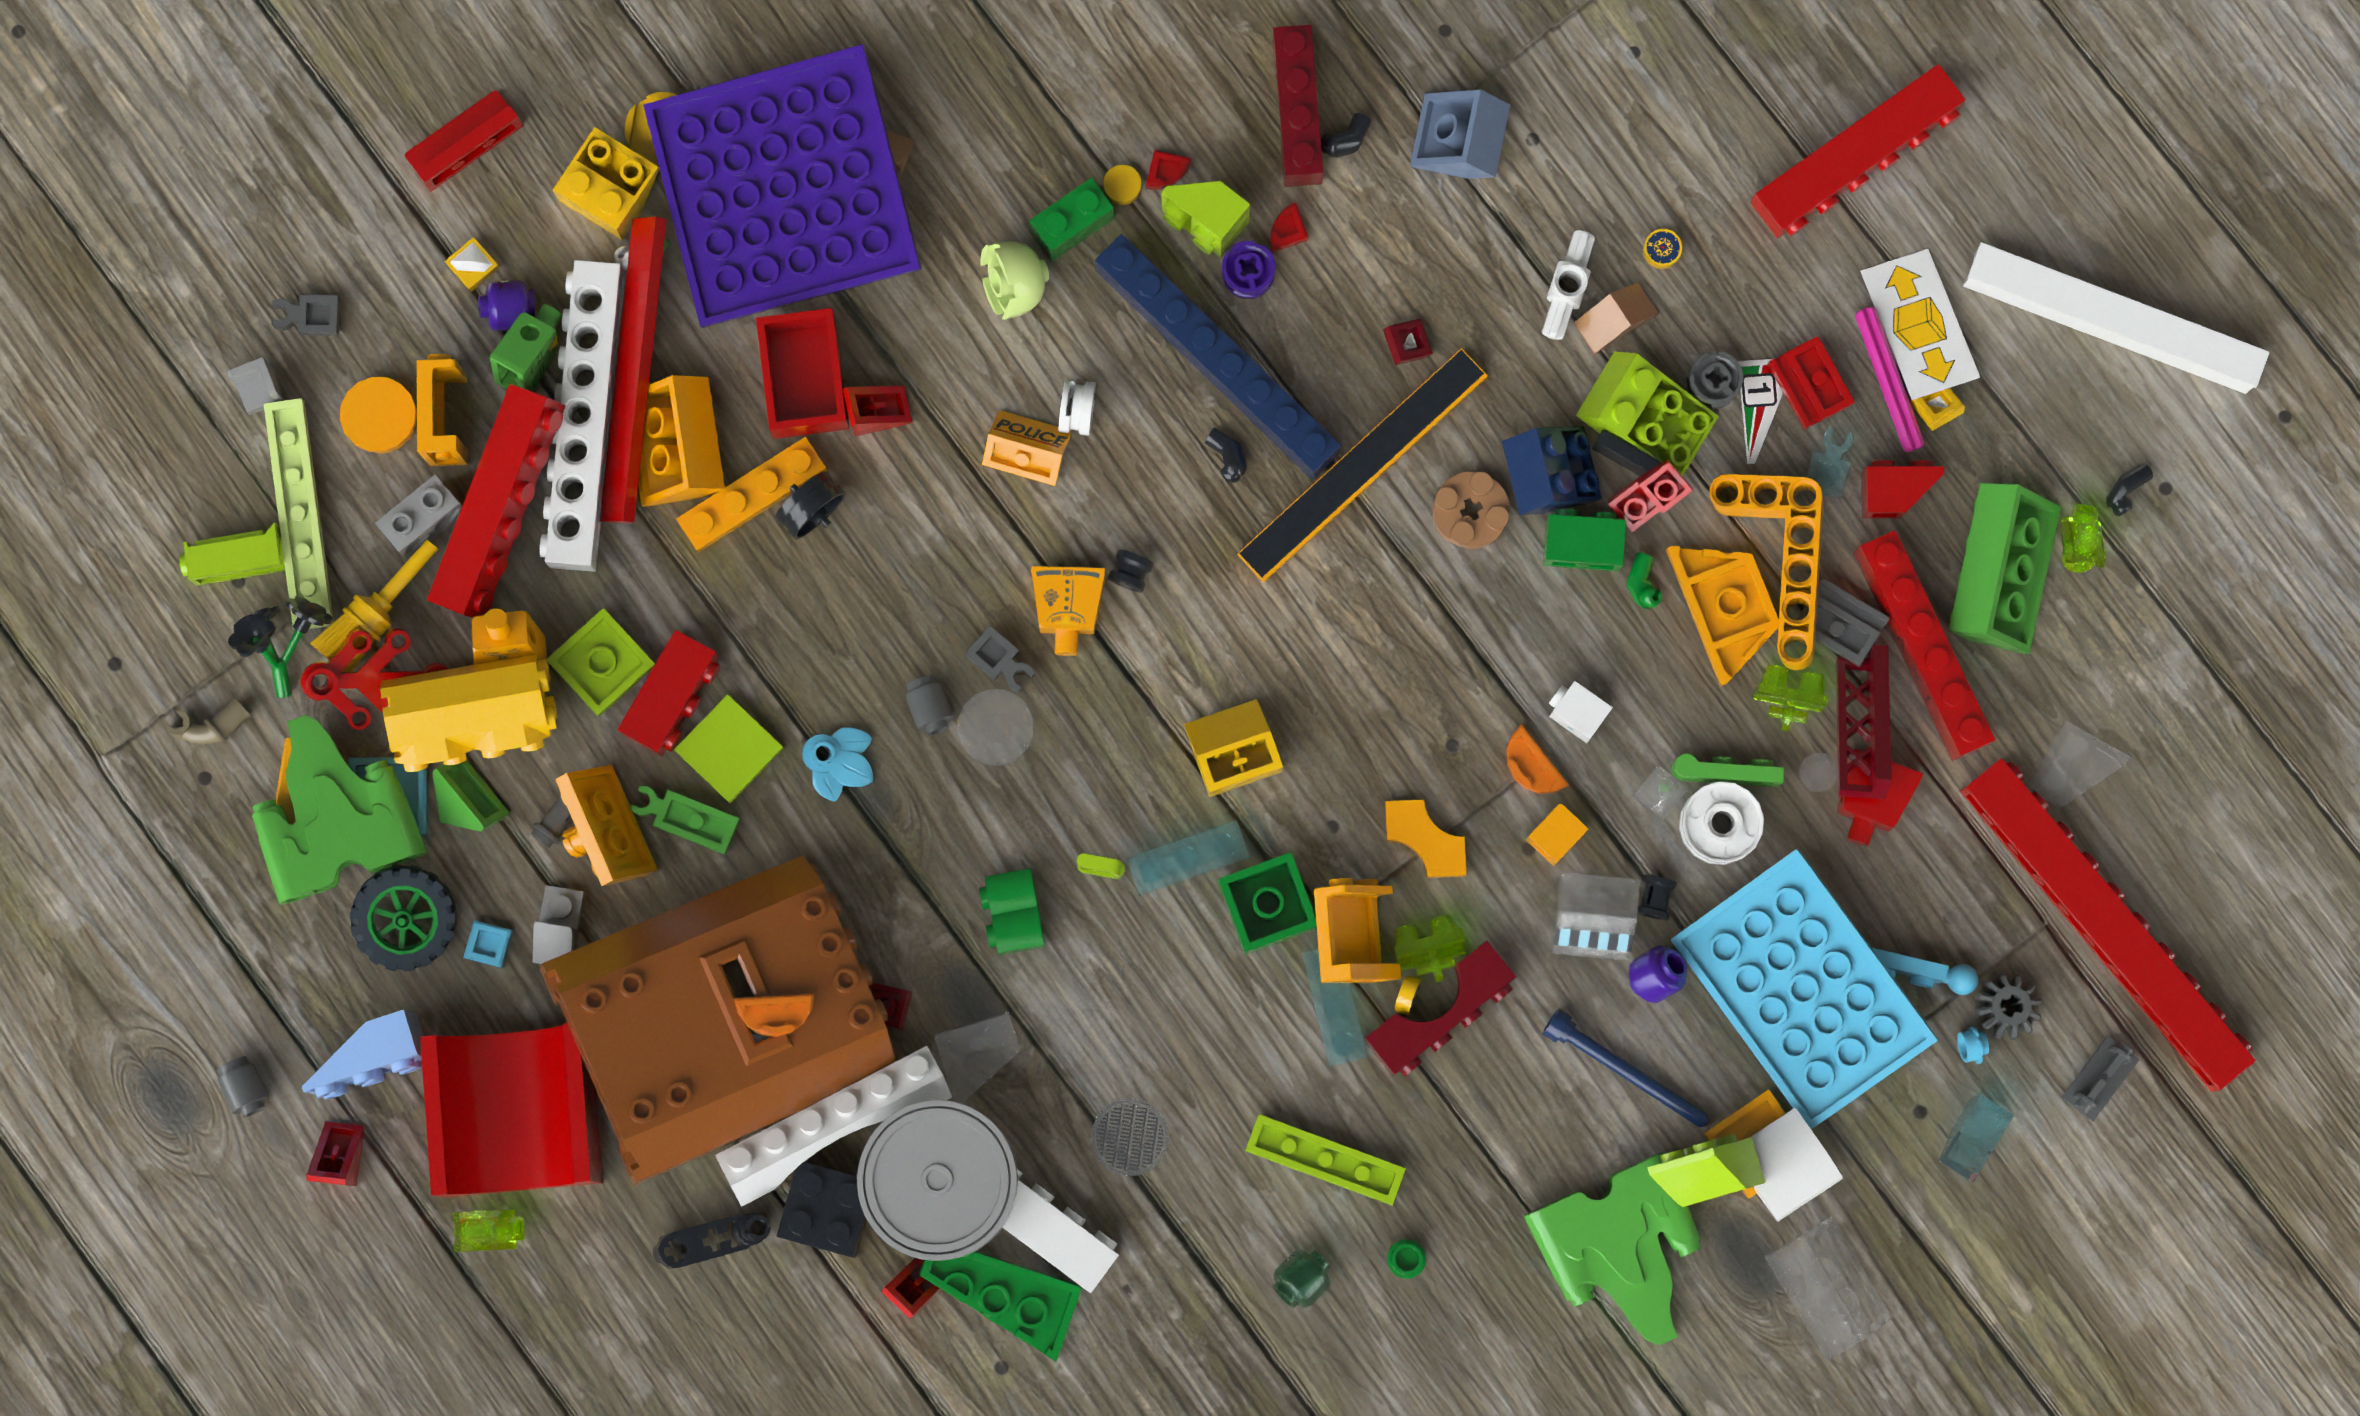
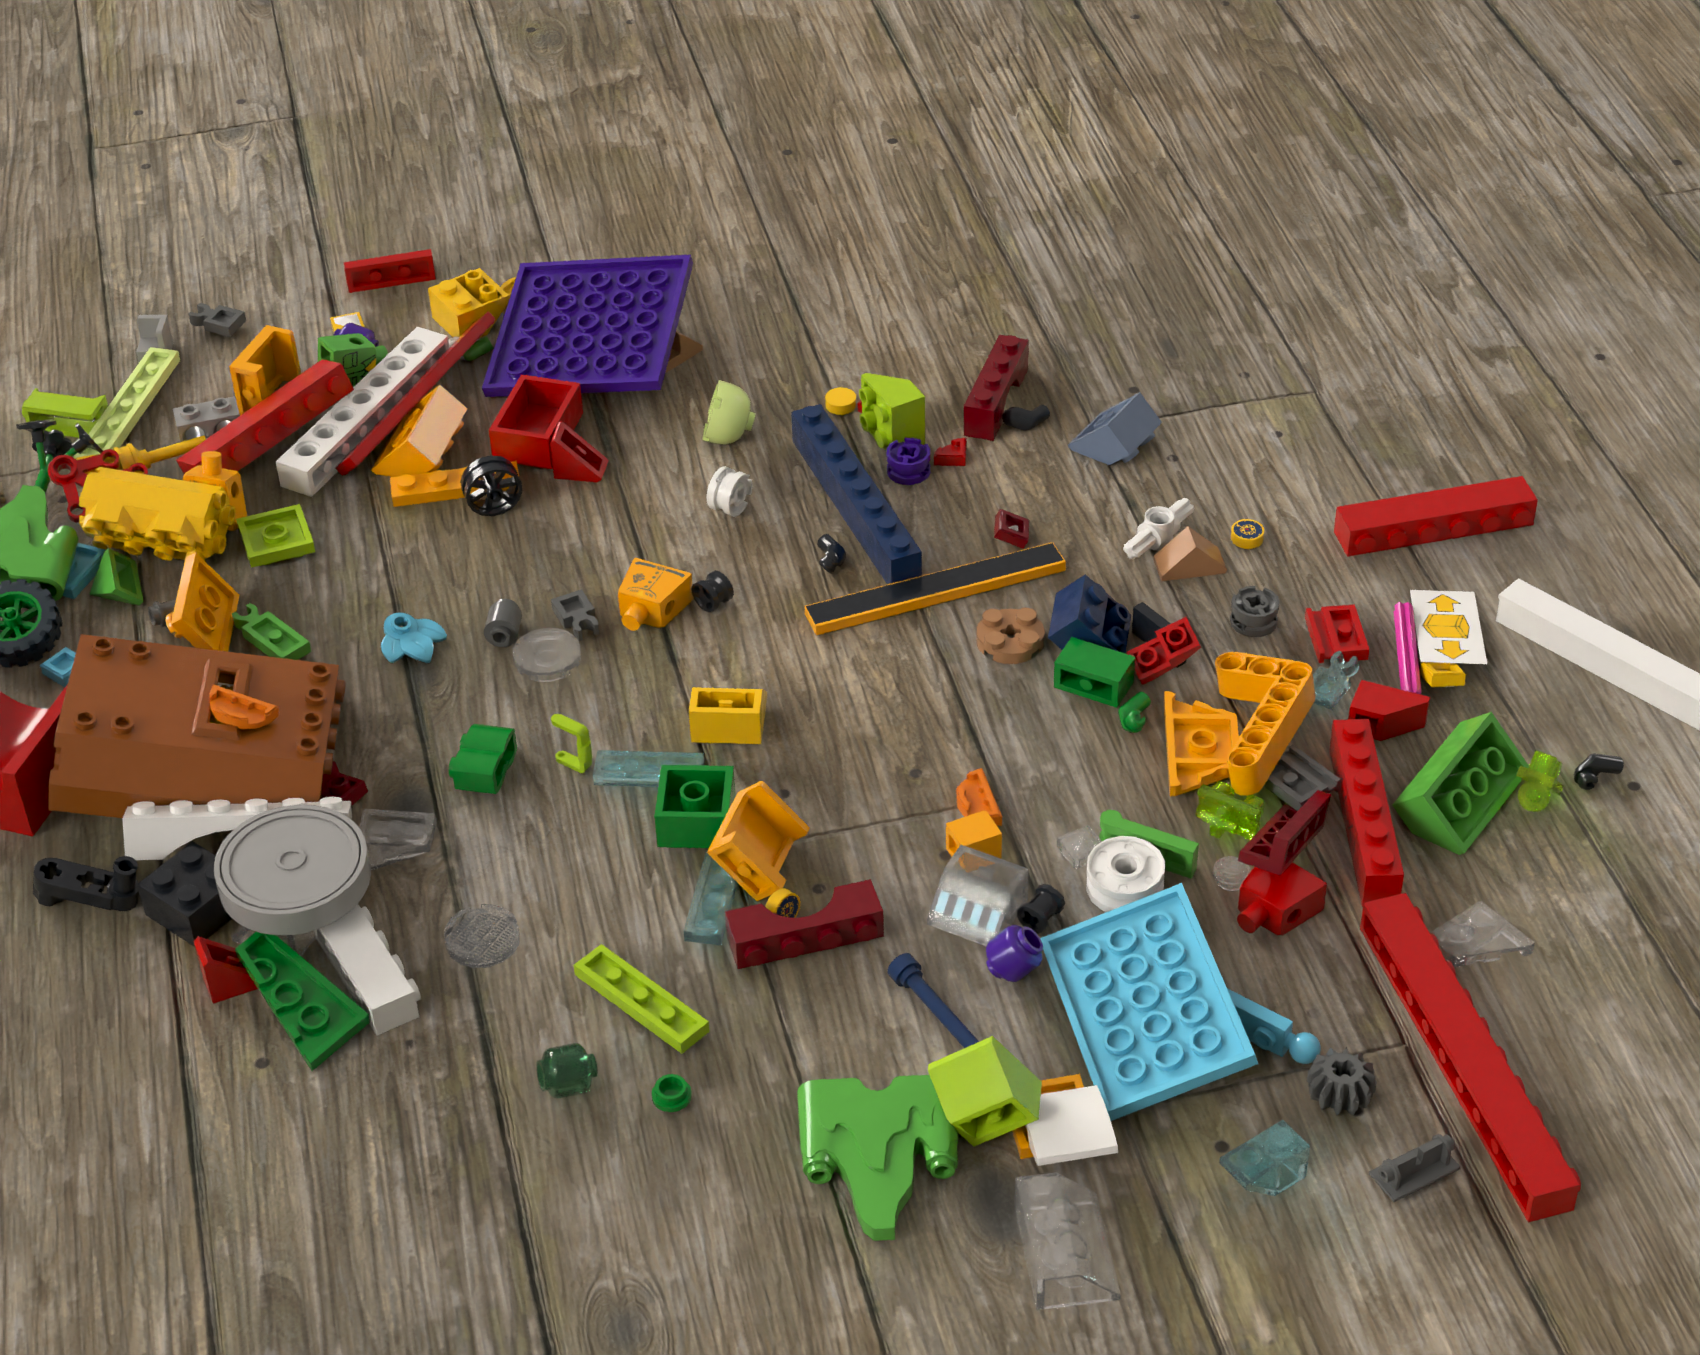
camera: 25 degrees right, 40 degrees down
(378, 415) = (214, 379): light orange tile -> none
(670, 694) = (311, 562): red brick -> none
(729, 749) = (333, 610): lime tile -> none
(1025, 447) = (674, 509): light orange panel -> none
(1072, 219) = (783, 395): green brick -> none
(1411, 826) = (863, 826): light orange tile -> none
(1431, 952) = (816, 880): clear neon green hips -> none
(1579, 710) = (1036, 771): white brick -> none
(1647, 410) = (1188, 593): lime slope -> none
(1759, 403) = (1289, 637): sticker -> none
(1972, 1045) = (1295, 1102): medium azure plate -> none

